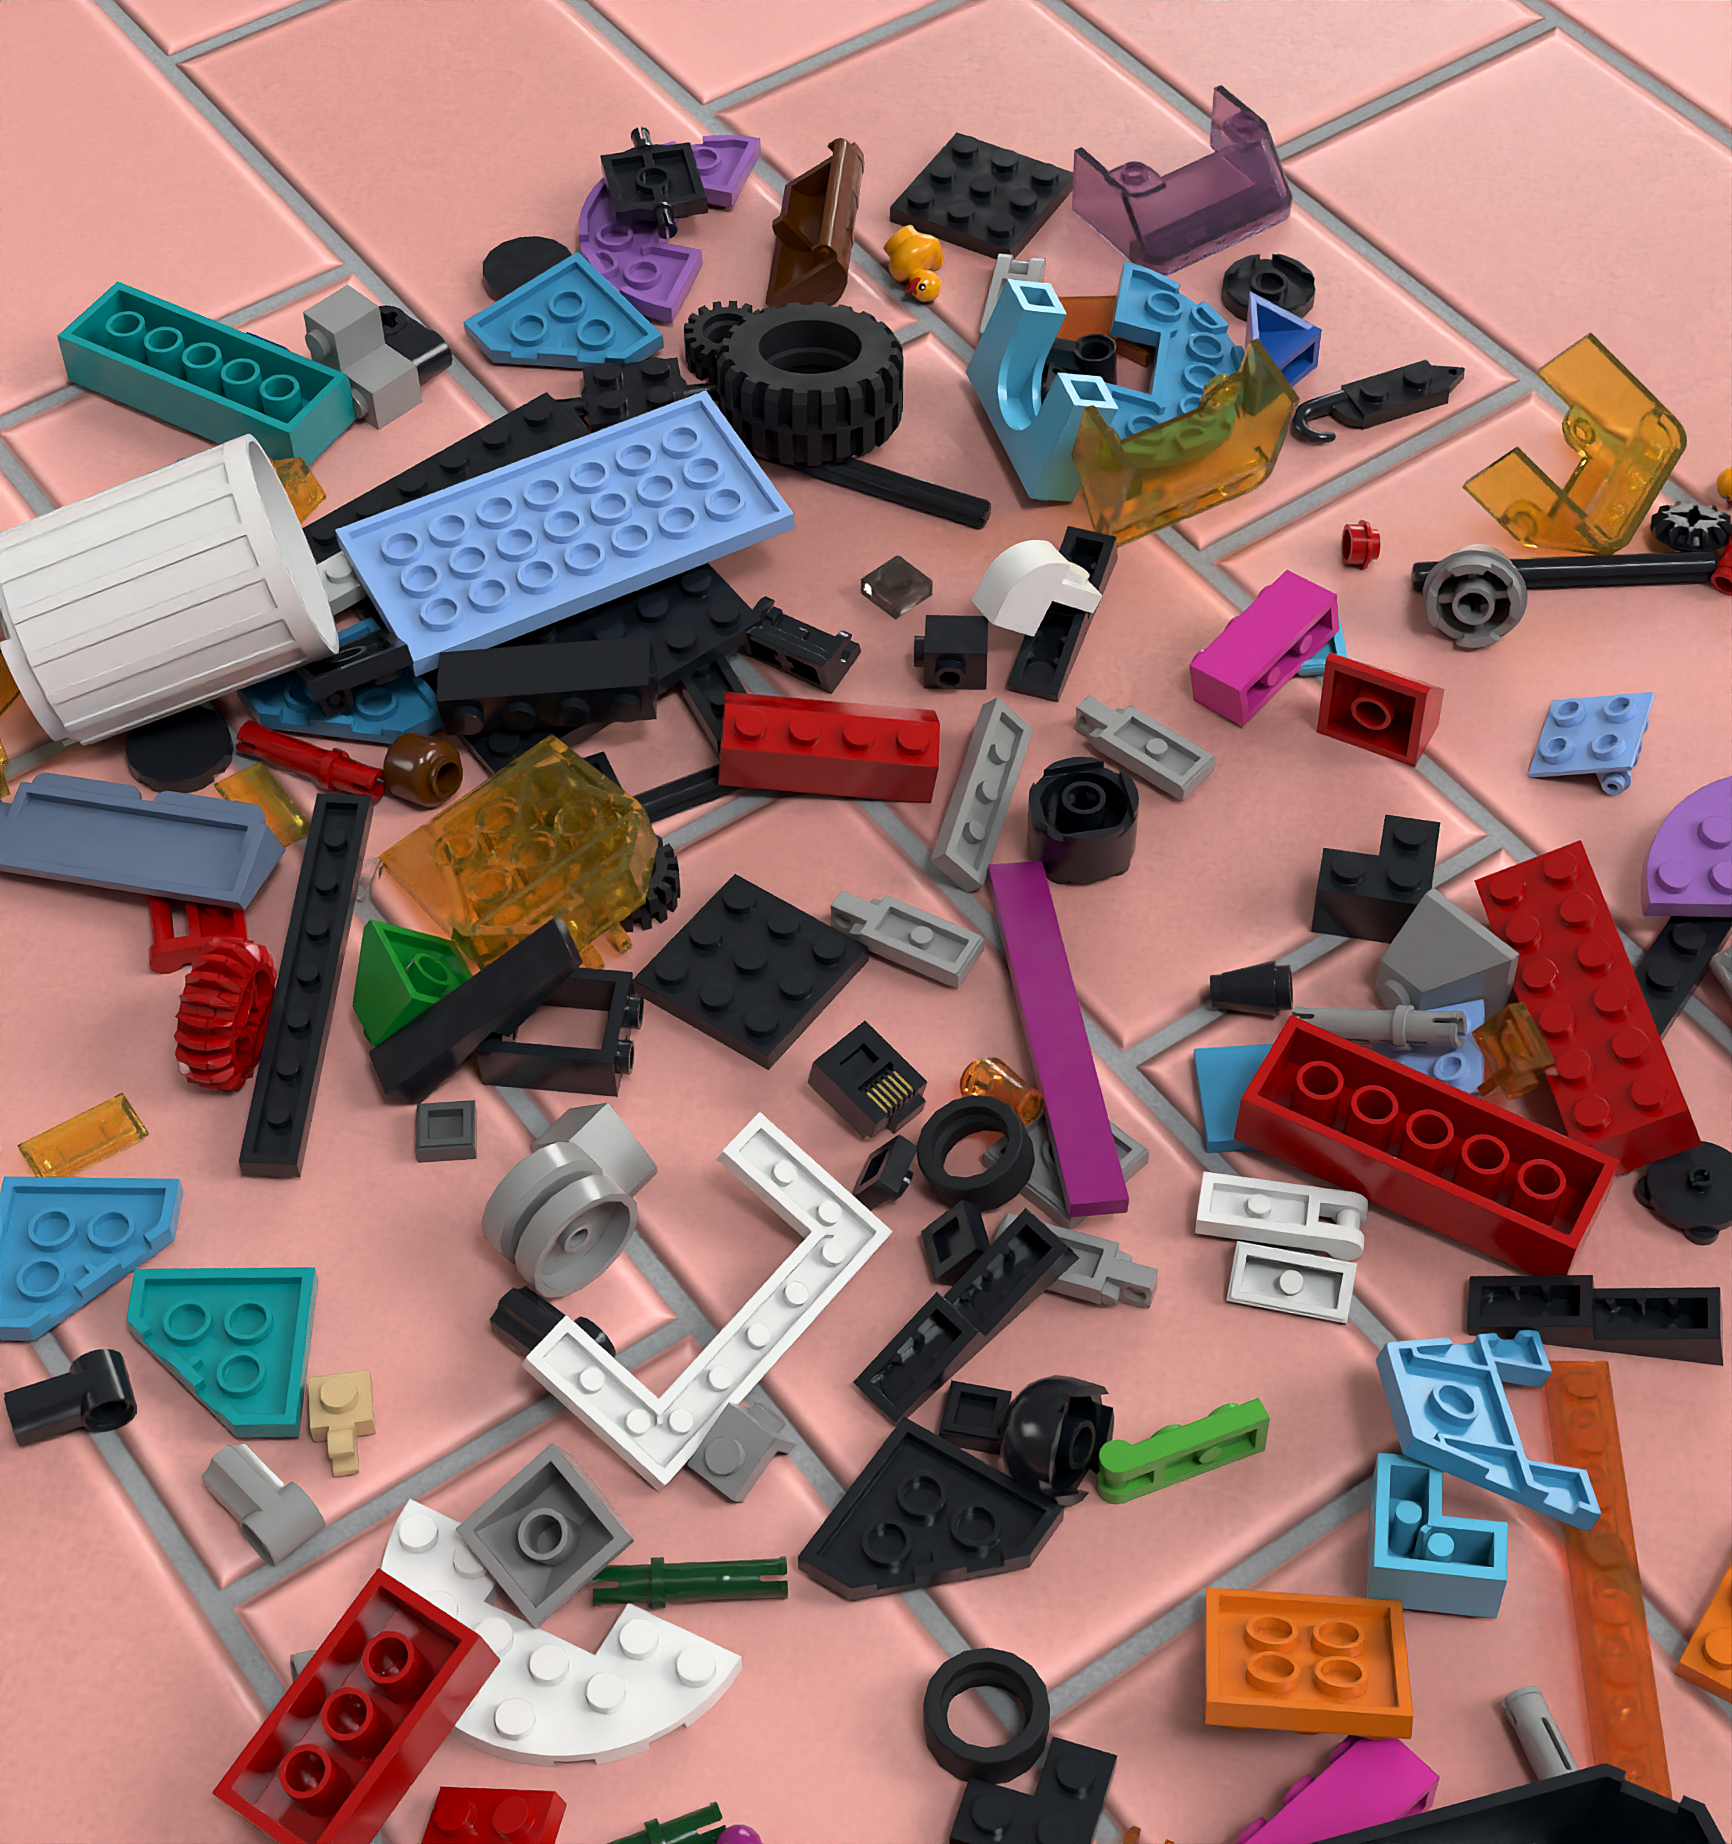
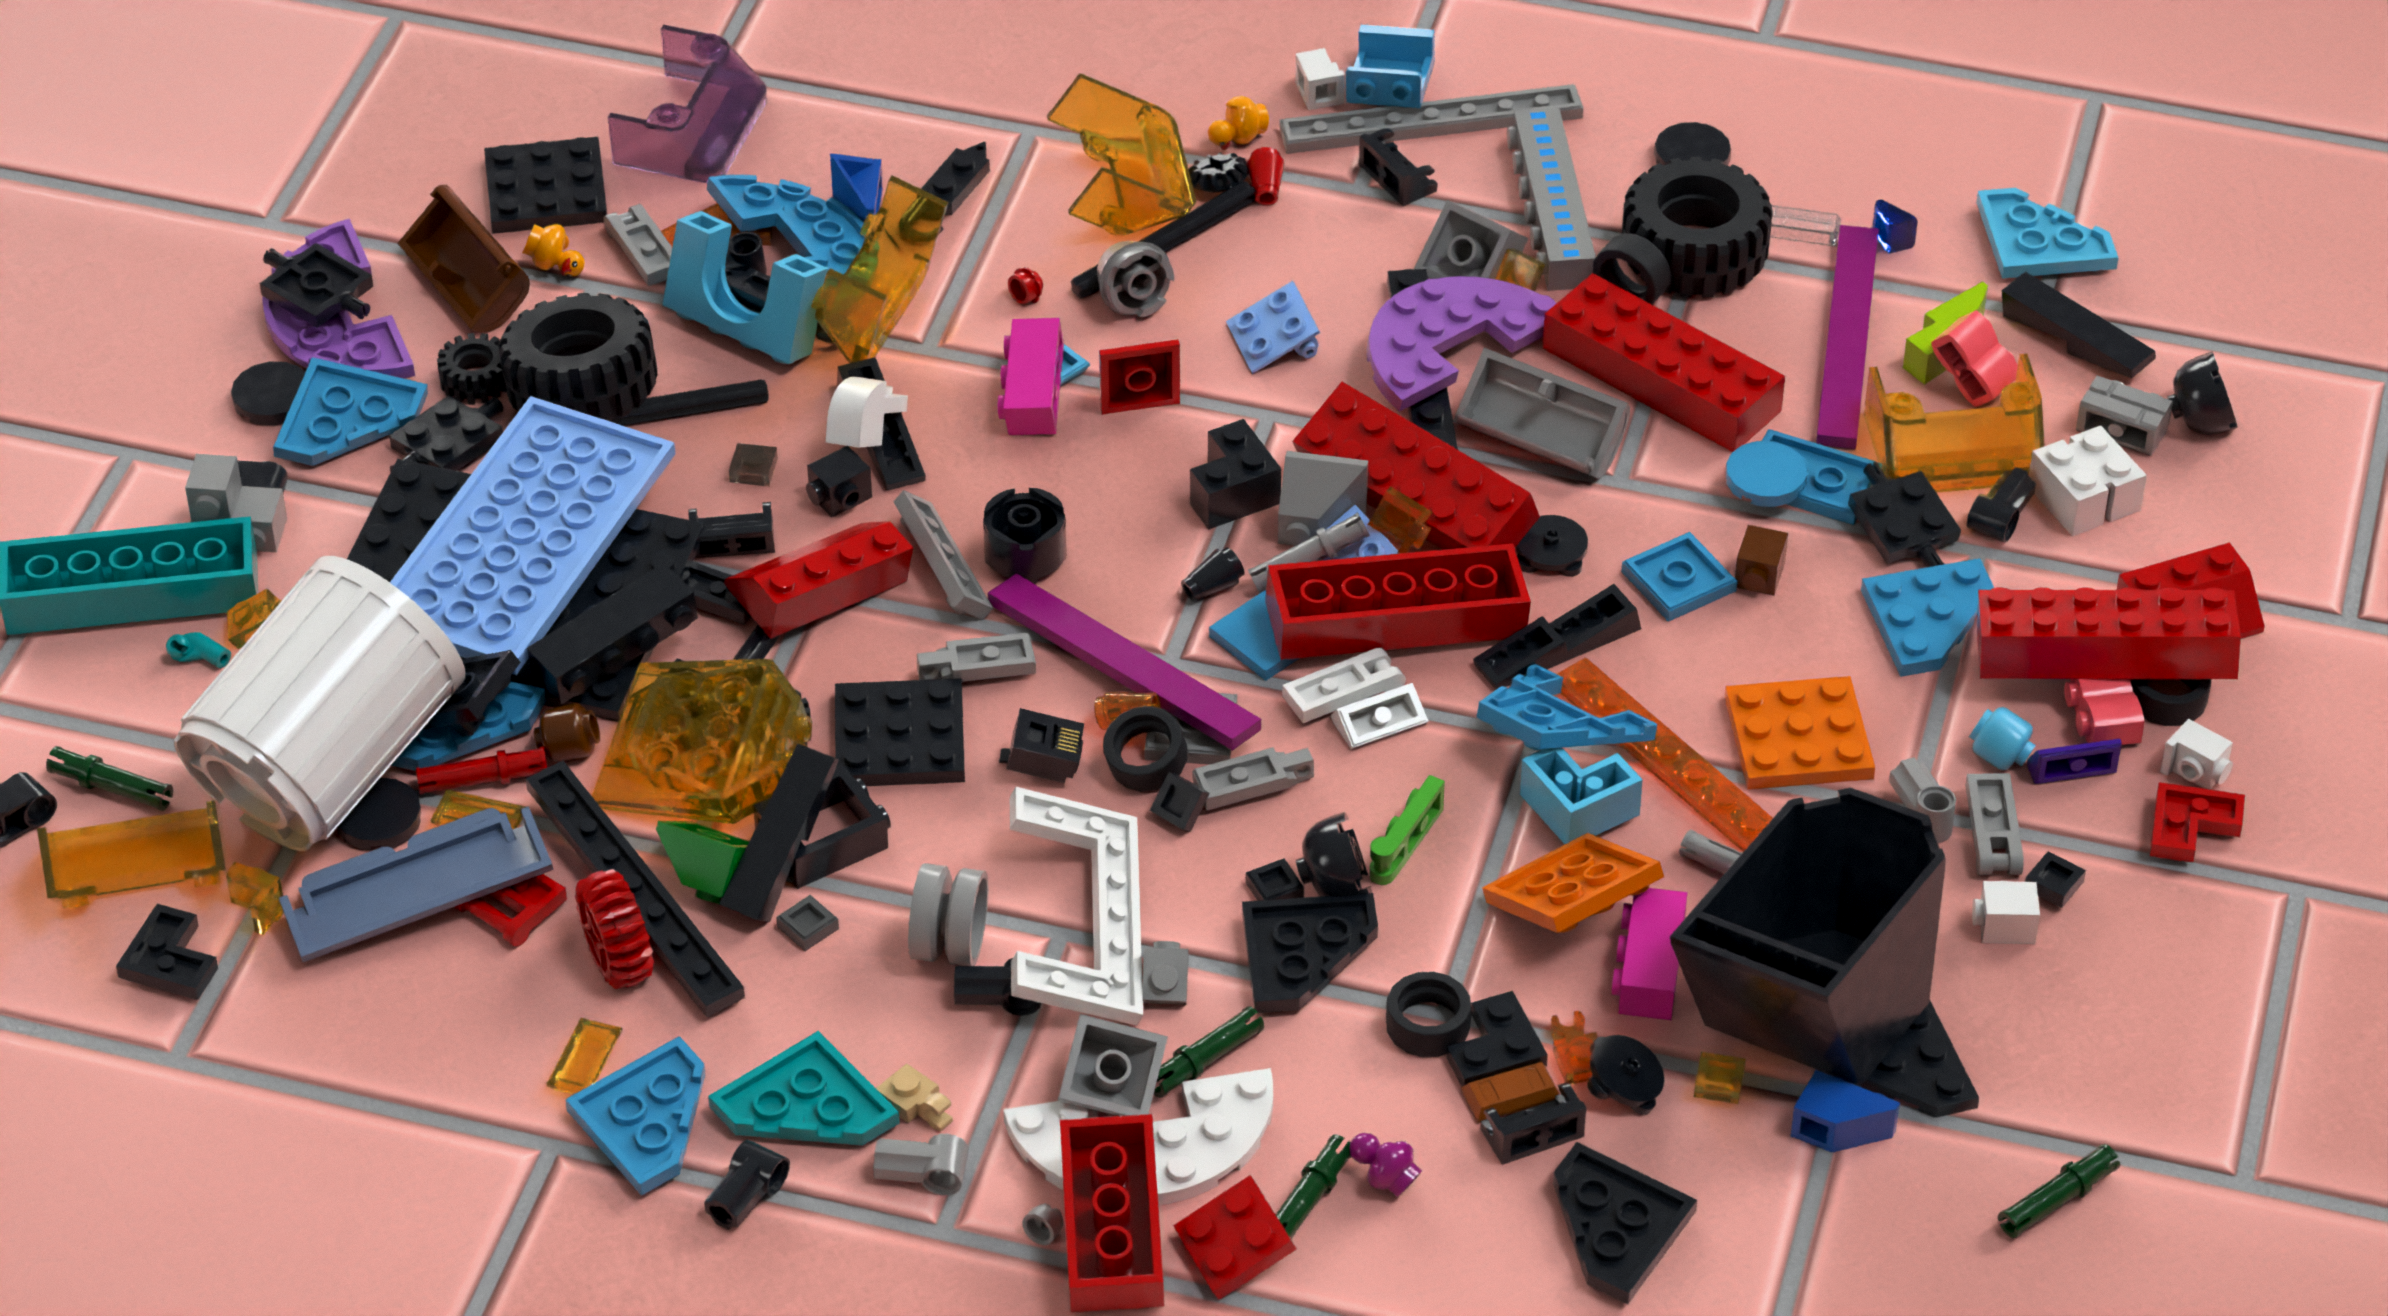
camera: 40 degrees left, 5 degrees down
(606, 1141) = (895, 875): light grey slope -> none
(886, 1173) = (1102, 786): black plate -> none
(972, 1313) = (1225, 832): black slope -> none
(1145, 747) = (1007, 472): light grey hinge -> none
(1278, 280) = (803, 153): black tile -> none

